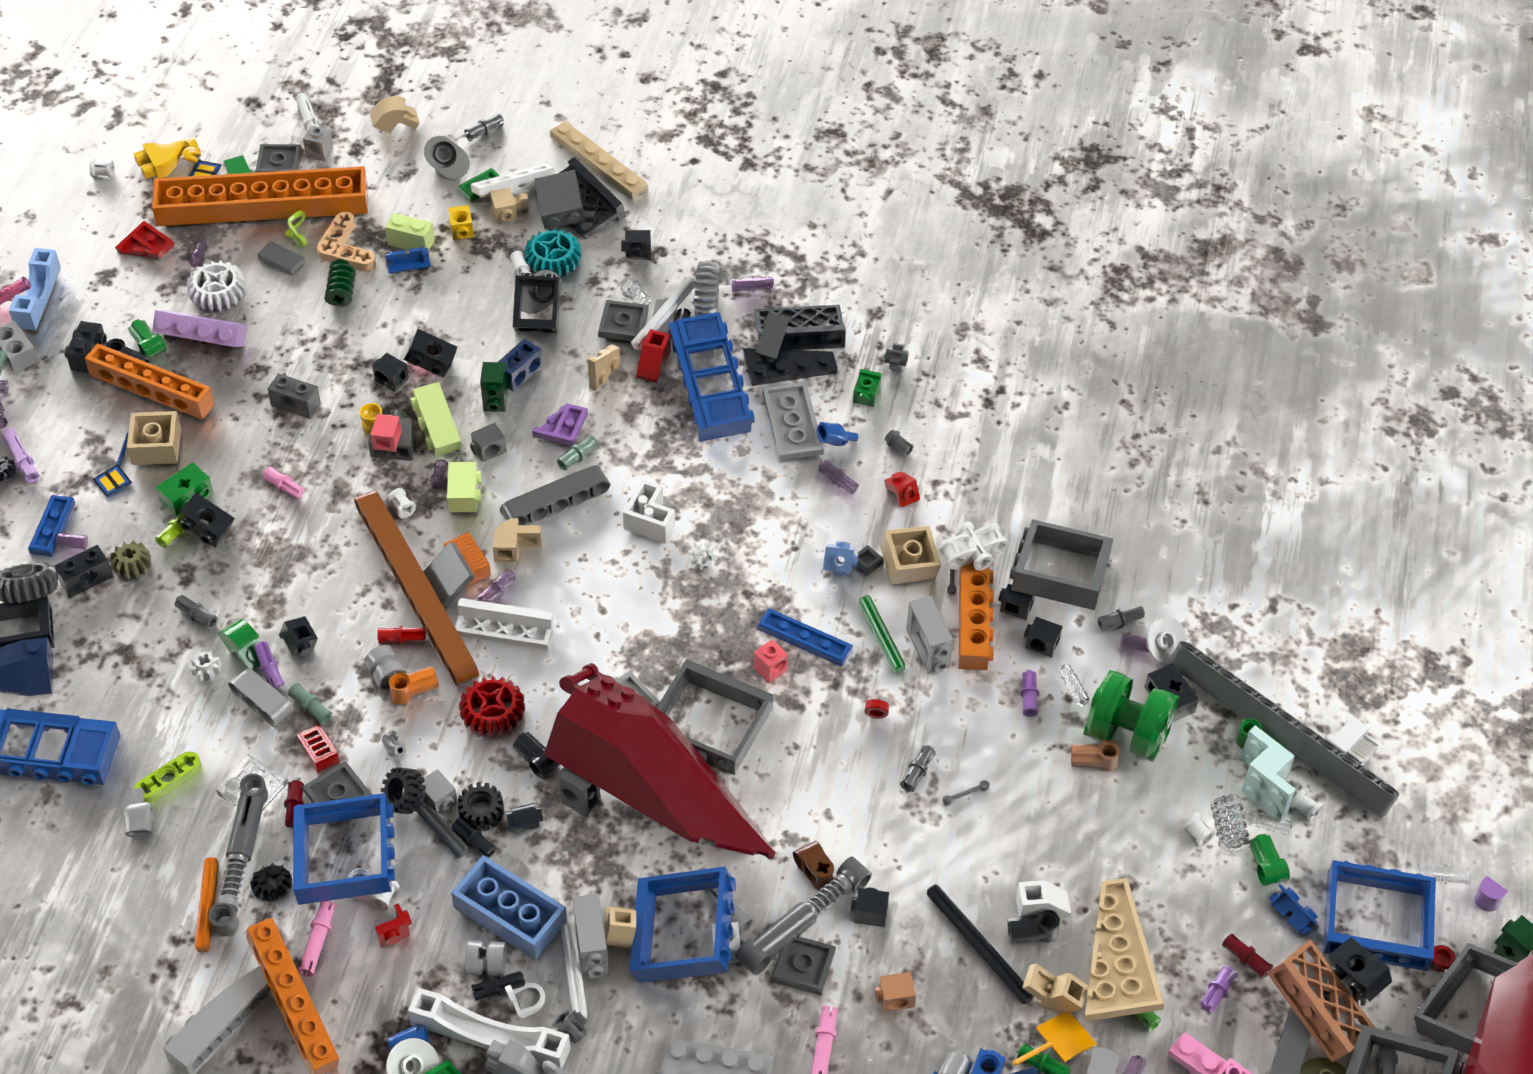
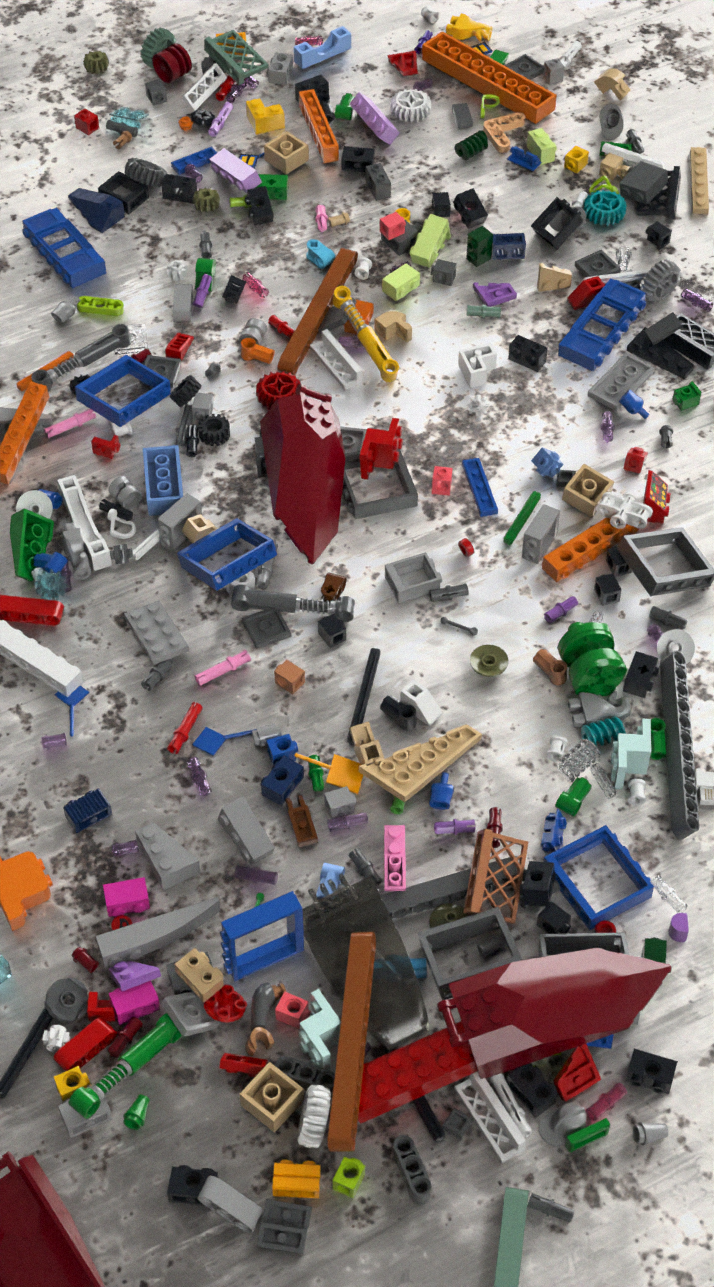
camera: 50 degrees right, 0 degrees up
(72, 419) = (264, 118): none -> yellow brick
(127, 501) = (235, 170): none -> lavender brick
(135, 205) = (427, 36): none -> dark purple axle
(238, 387) = (357, 158): none -> black brick
(307, 465) = (339, 219): none -> tan pin
(310, 703) = (200, 323): sand green pin -> none
(311, 611) = (255, 284): none -> clear pink pin
(338, 524) = (319, 254): none -> medium azure piece
(484, 127) = (656, 122): dark grey pin -> none
(490, 161) = (635, 141): none -> dark grey axle
(513, 571) = (366, 335): none -> yellow piece
(524, 817) = (226, 450): black brick -> none
(530, 228) = (608, 186): none -> lime piece
(556, 496) = (443, 322): dark grey beam -> none
(677, 462) = (527, 353): none -> black brick
(694, 678) = (380, 448): none -> red bracket
(864, 803) = (408, 565): none -> light grey window
(969, 507) = (656, 497): none -> red slope
(1040, 792) = (489, 660): none -> olive dish
(1168, 969) = (441, 793): none -> blue piece
(1181, 761) = (594, 708): none -> light grey hips
(1215, 776) = (603, 730): none -> teal piece
(1403, 992) = (554, 920): none -> black brick

